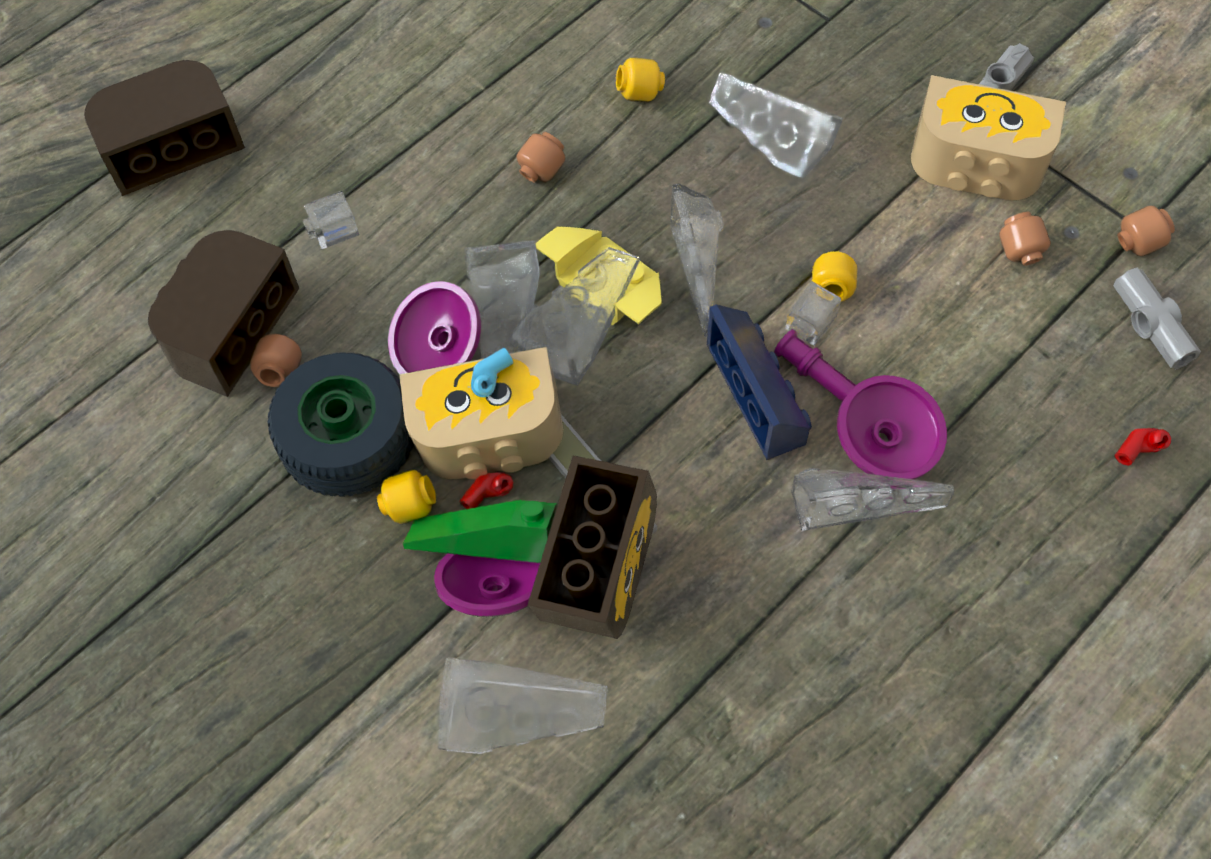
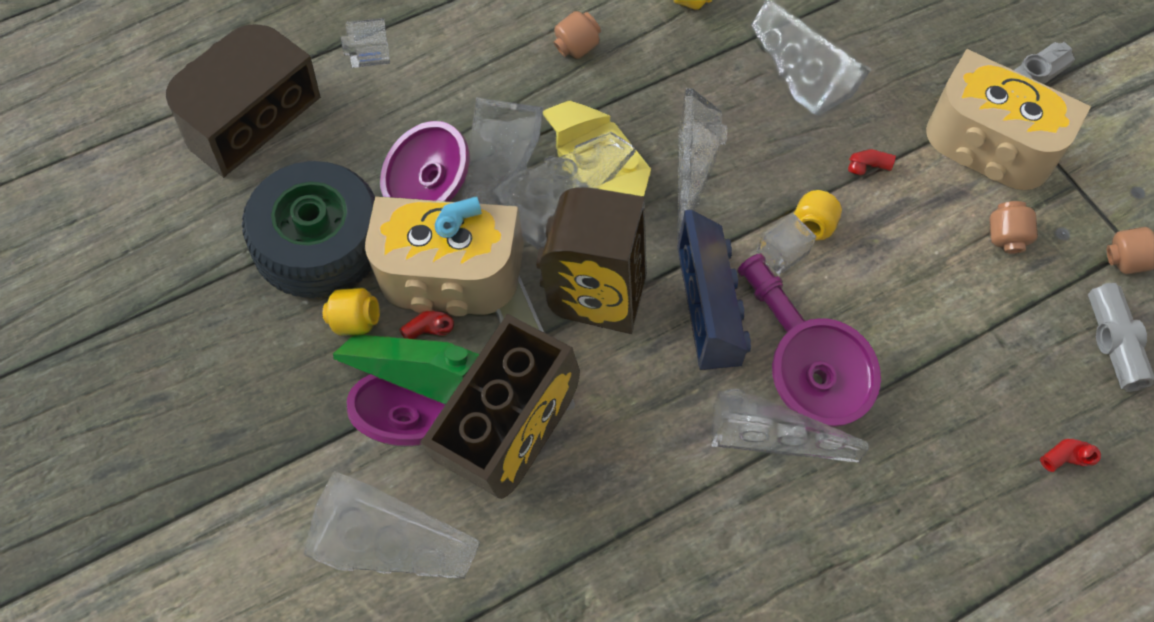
camera: 10 degrees right, 0 degrees up
(275, 359) = (274, 152): nougat head -> none
(636, 377) = (595, 258): none -> dark brown brick
(868, 205) = (871, 158): none -> red arm

